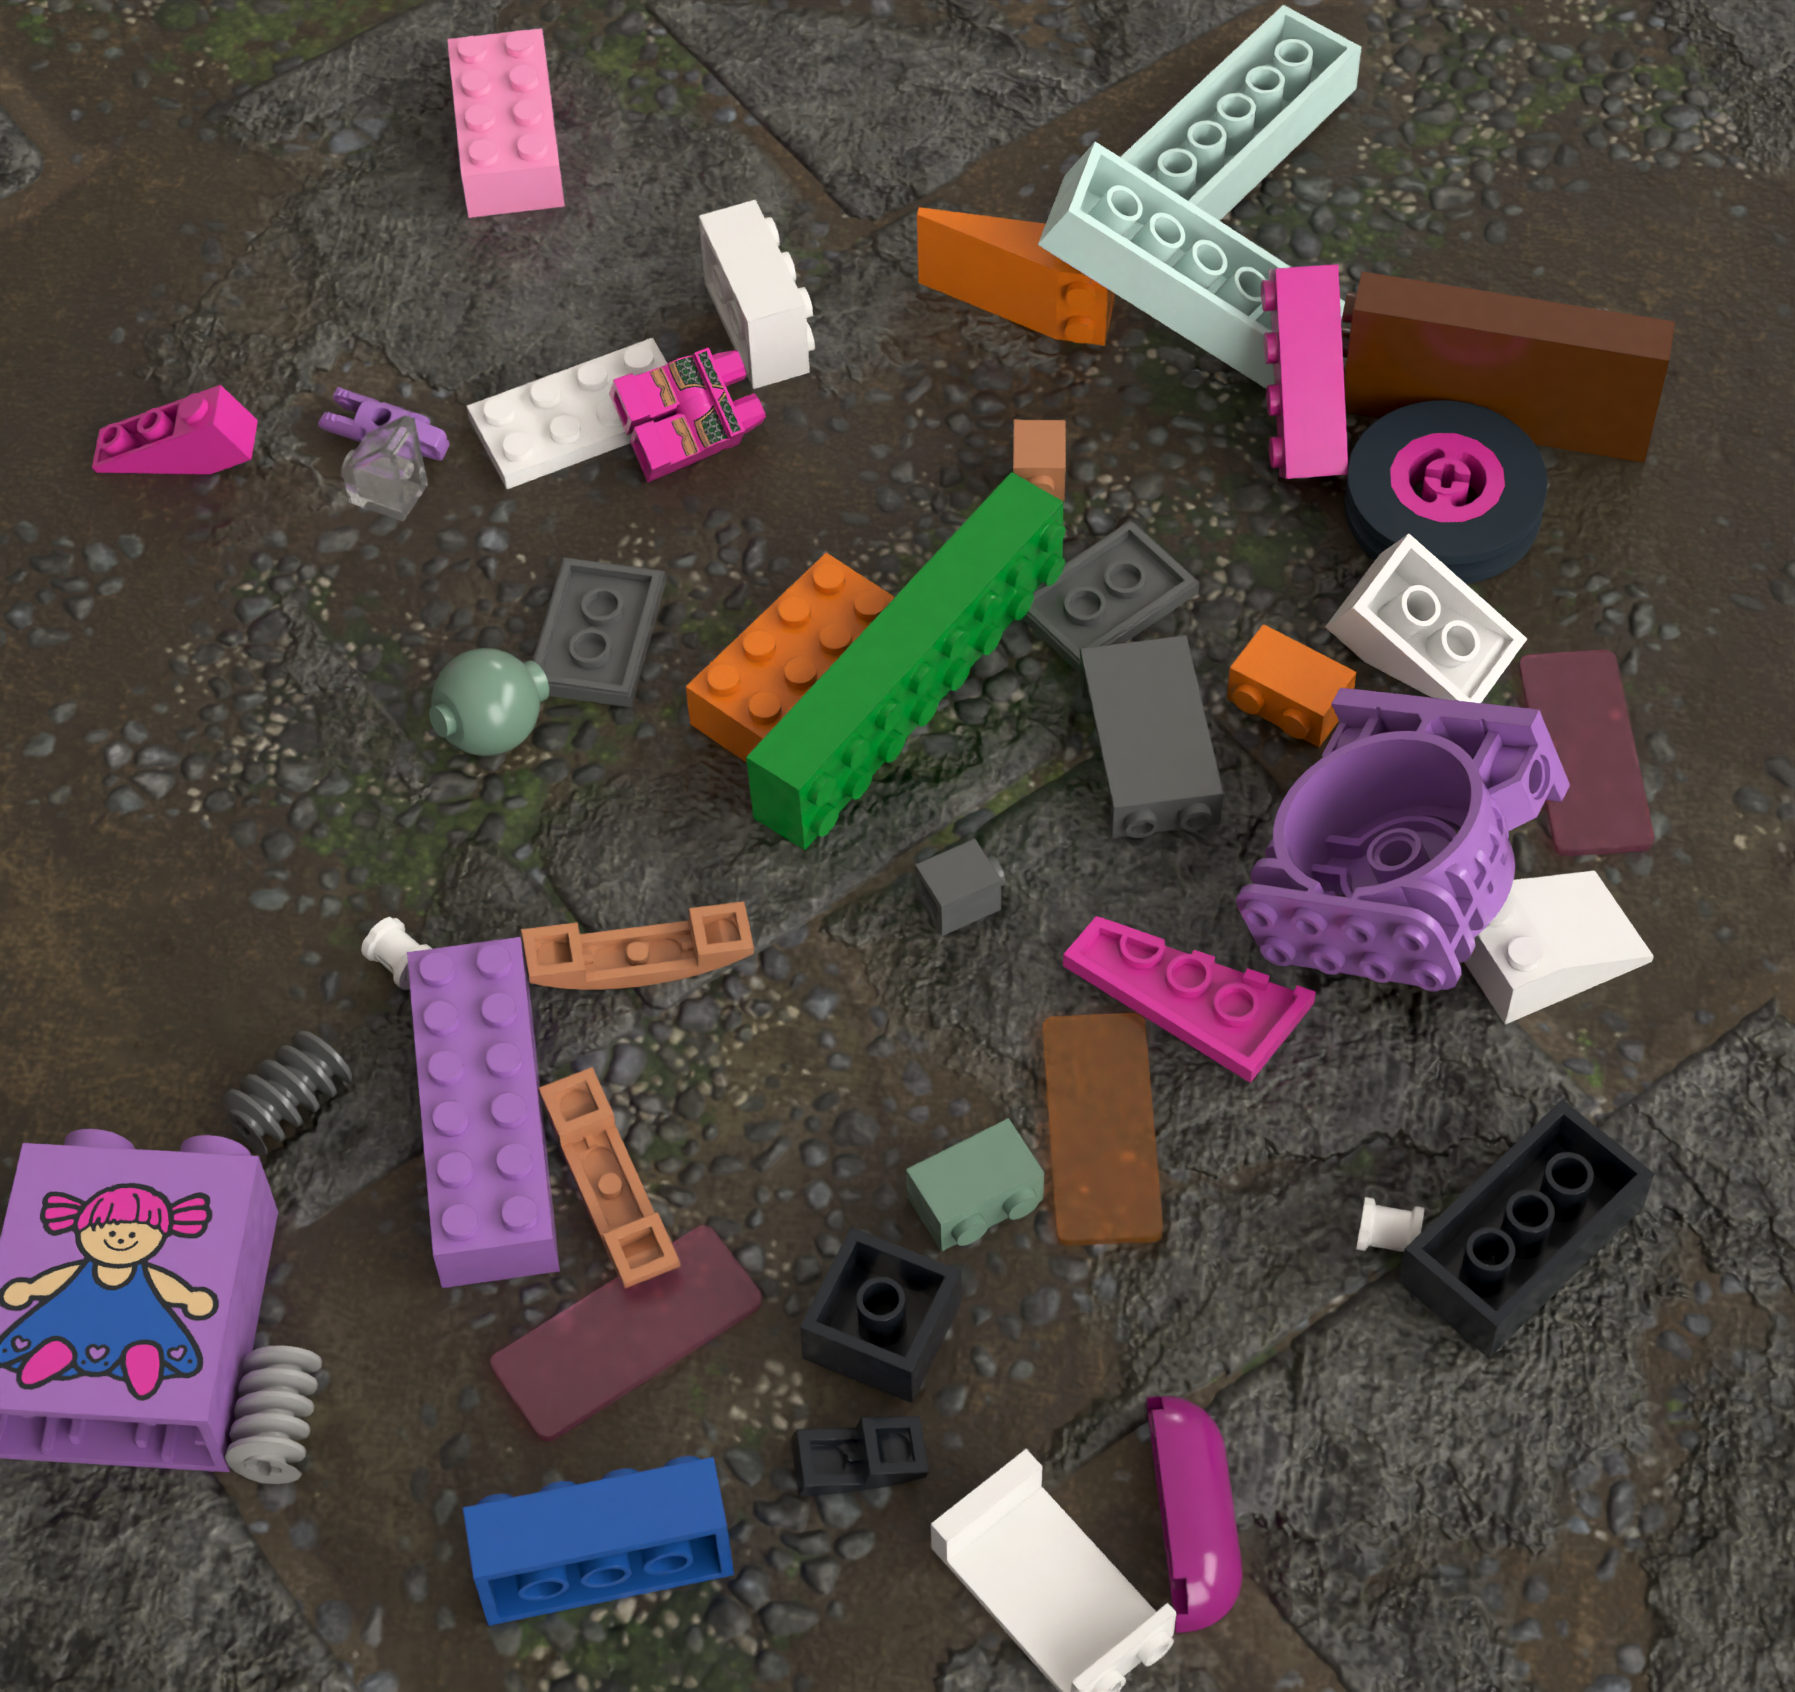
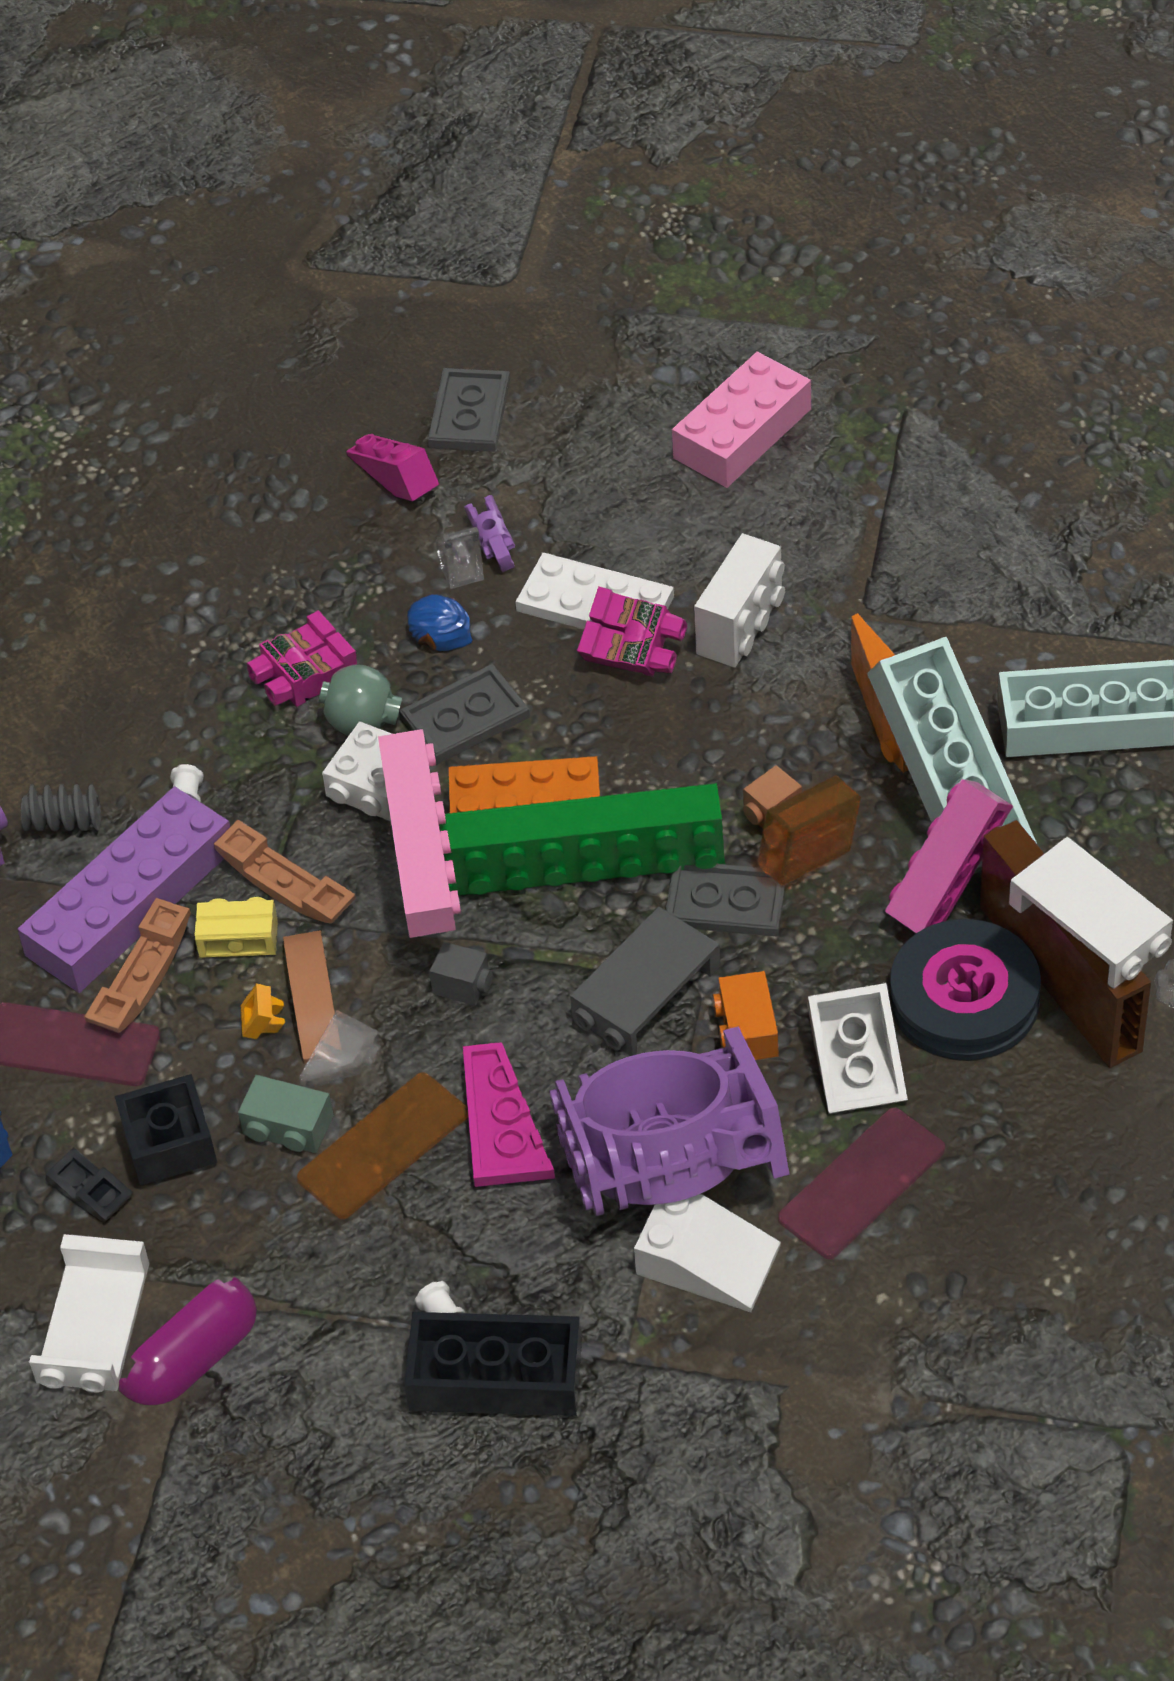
camera: 50 degrees right, 5 degrees down
(179, 325) = (469, 409): none -> dark grey tile
(355, 713) = (301, 661): none -> dark pink hips
(450, 560) = (439, 623): none -> blue hair
(595, 760) = (357, 773): none -> white brick
(659, 1045) = (236, 928): none -> light yellow brick
(789, 763) = (417, 835): none -> bright pink brick
(801, 1110) = (259, 1012): none -> light orange tile
(830, 1038) = (309, 988): none -> nougat slope
(949, 1070) = (340, 1052): none -> clear slope
(1129, 456) = (808, 830): none -> clear orange brick
(1559, 285) = (1094, 908): none -> white panel

